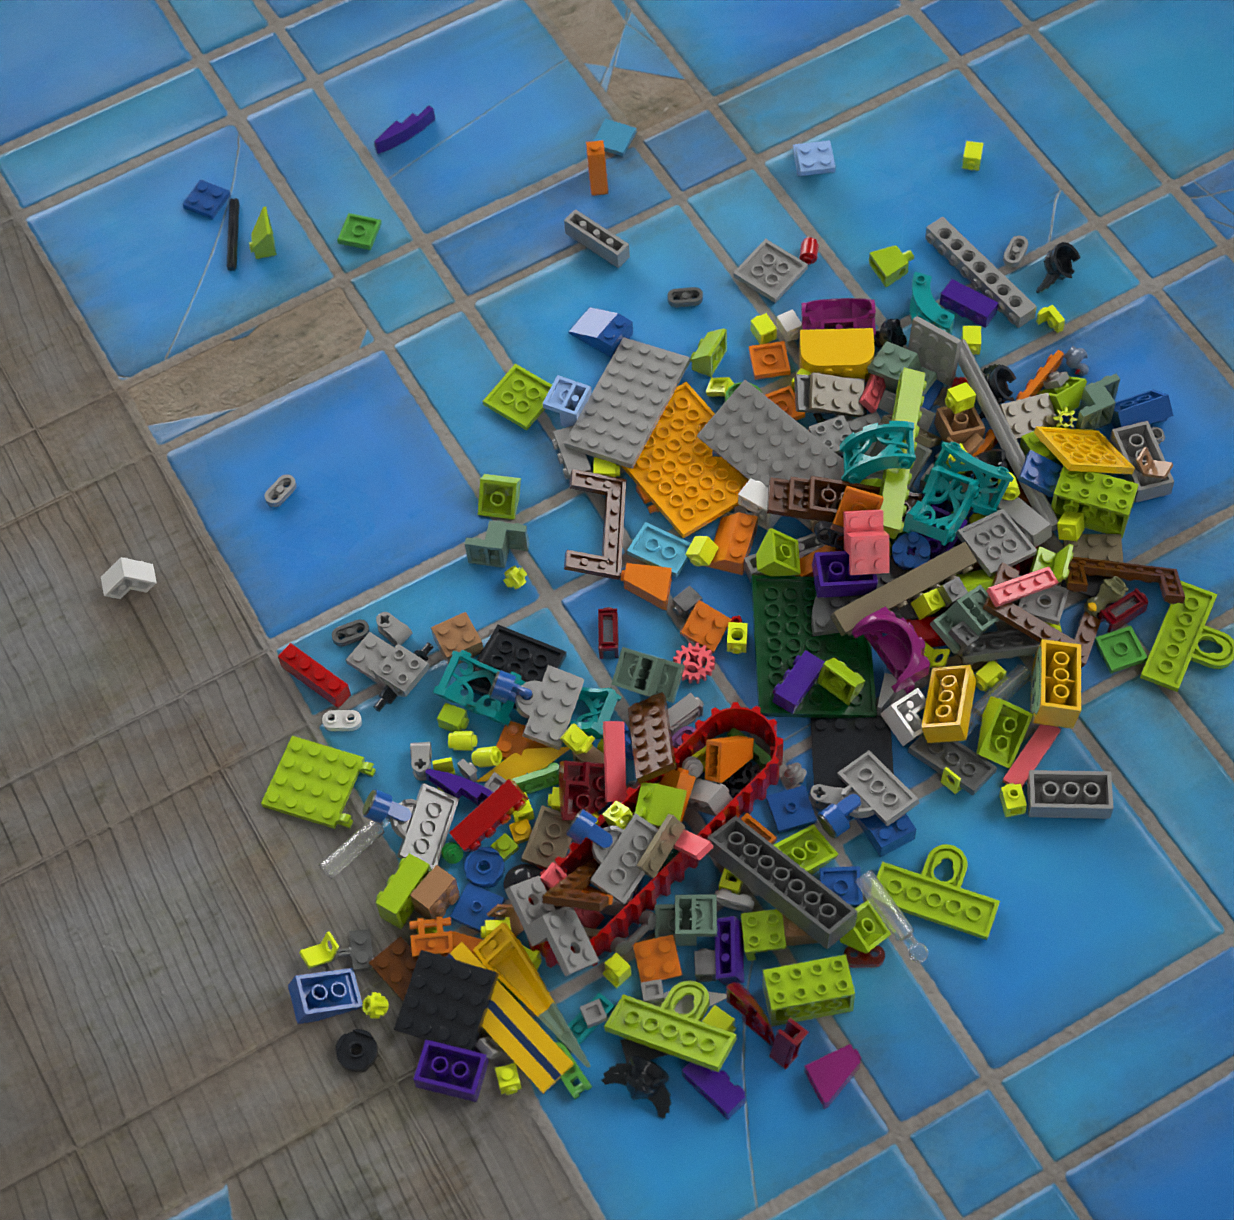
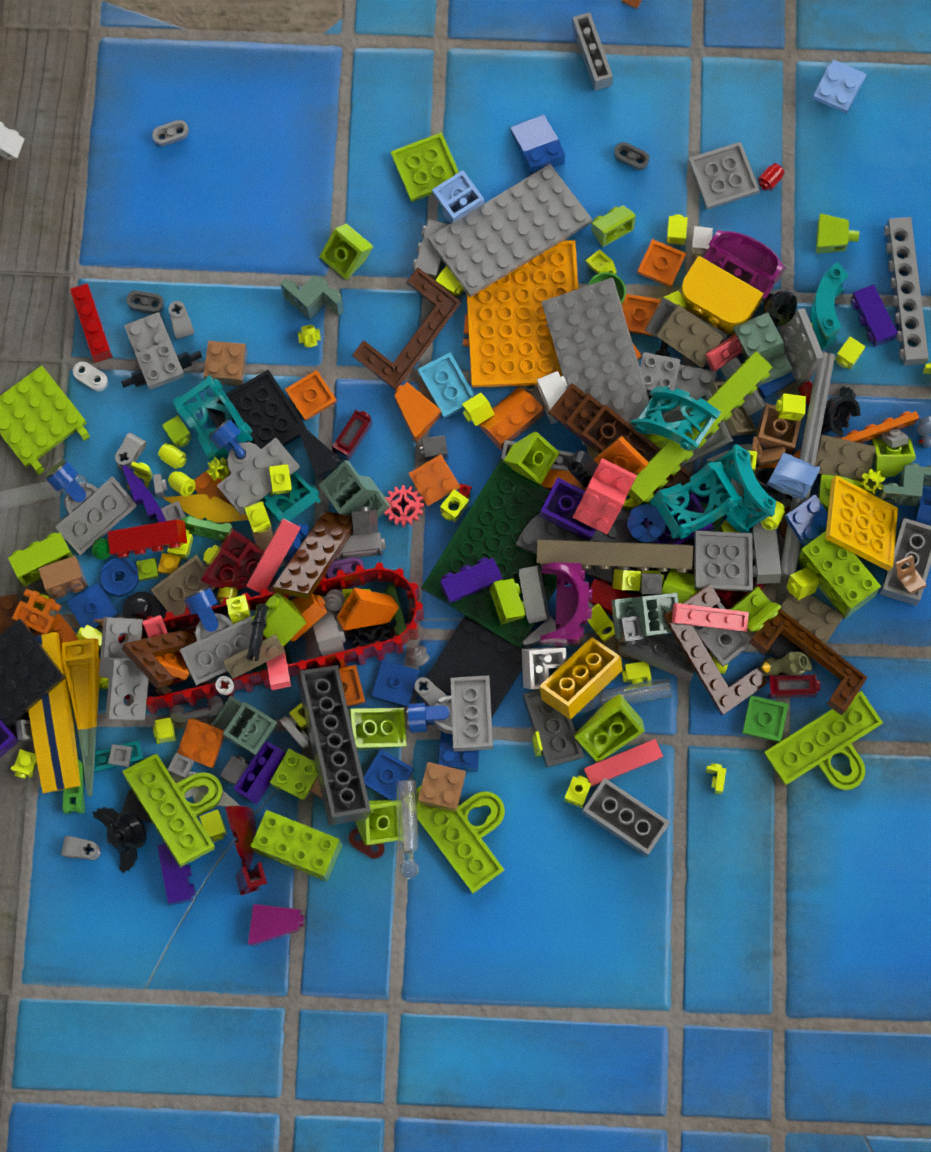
camera: 30 degrees right, 15 degrees up
(513, 723) = (218, 469): none -> neon yellow gear
(549, 623) = (311, 395): none -> orange plate
(576, 698) = (280, 479): none -> neon yellow bracket
(593, 658) = (321, 457): none -> black slope
(609, 1121) = (77, 848): none -> light grey piece
(647, 882) = (226, 679): none -> white bush
(648, 815) = (259, 624): none -> black pin
(672, 689) = (364, 521): none -> flat silver brick
(859, 661) = (534, 594): none -> light grey beam
(898, 863) = (442, 787): none -> medium nougat brick
(1005, 444) = (793, 476): none -> medium blue slope
(1056, 684) = (680, 718): yellow brick -> none
(1120, 716) = (717, 781): none -> neon yellow bracket

